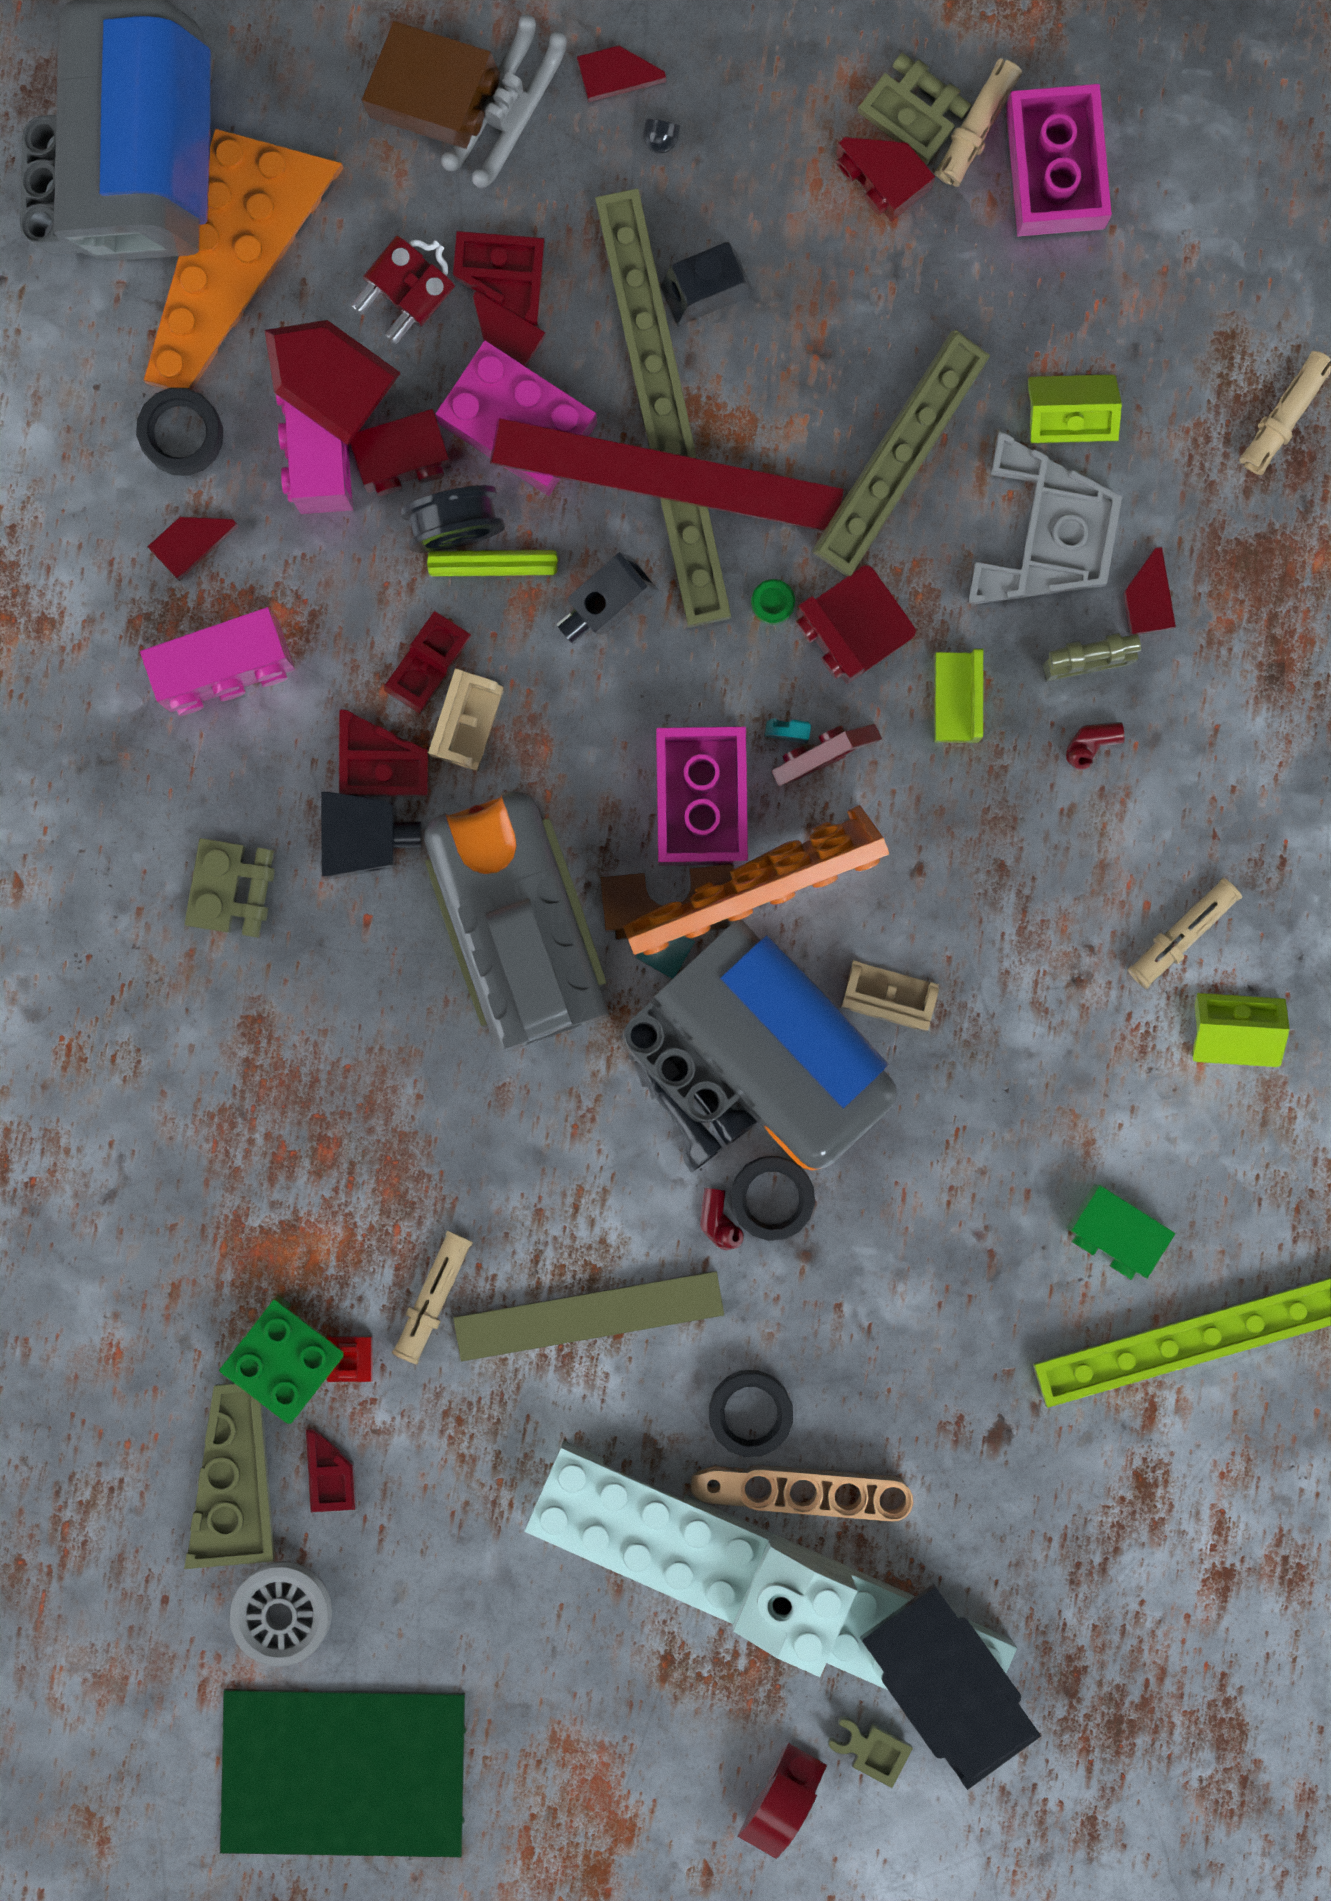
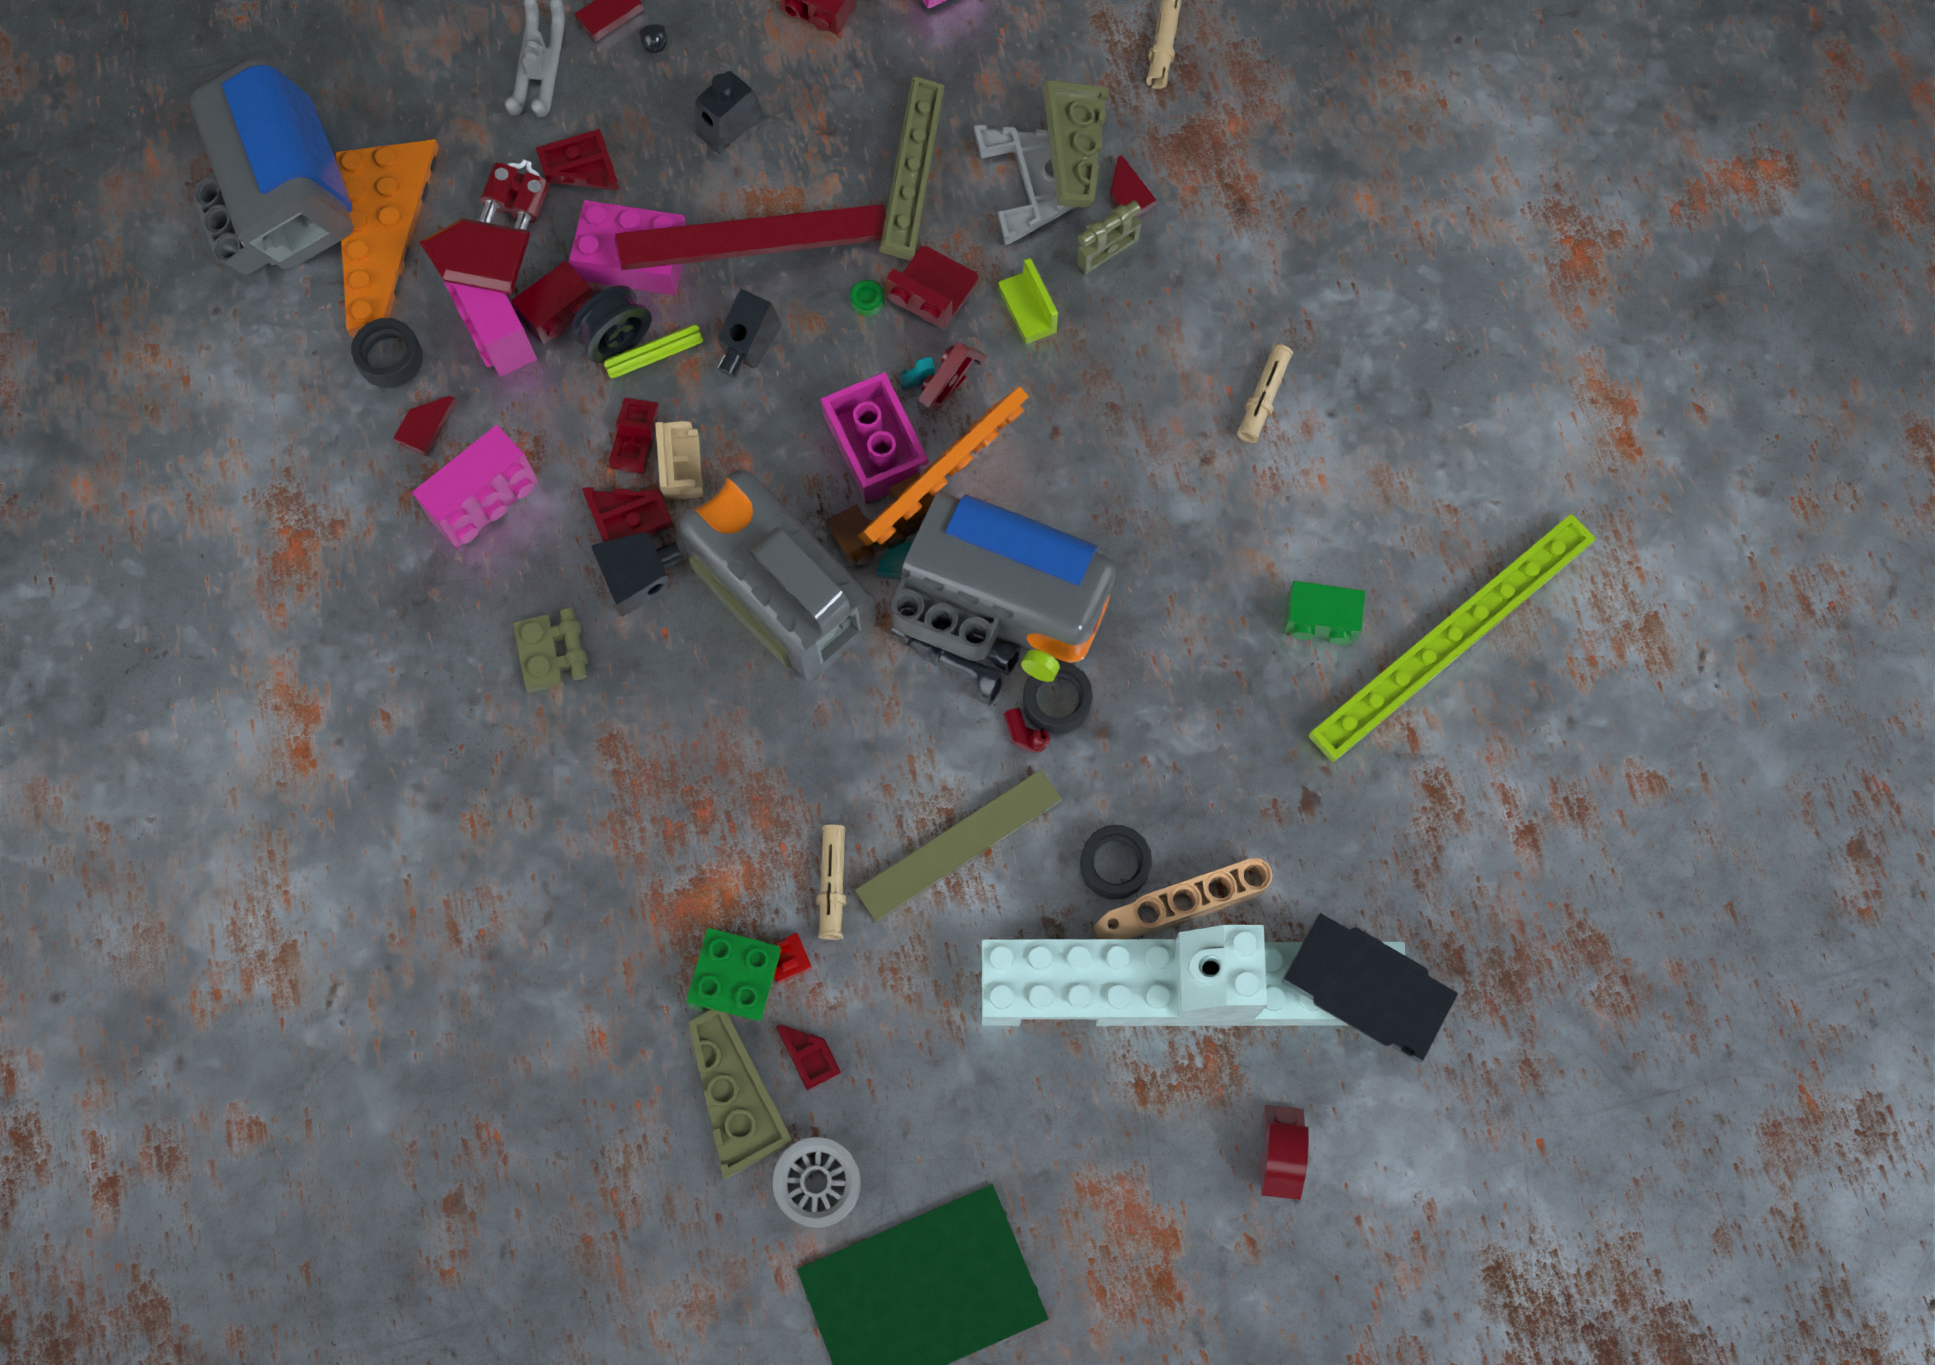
camera: 25 degrees left, 15 degrees down
(431, 85) = (478, 64): reddish brown brick -> none
(507, 330) = (597, 193): dark red tile -> none
(661, 399) = (730, 201): olive plate -> none
(765, 1163) = (1040, 665): none -> lime tile
(876, 1753) = (1338, 1080): olive plate -> none
(889, 996) = (1086, 522): tan hinge -> none
(1074, 408) = (1016, 96): lime panel -> none
(1089, 740) = (1134, 295): dark red arm -> none
(1118, 491) = (1074, 129): none -> olive wing
(1240, 1030) = (1338, 442): lime panel -> none

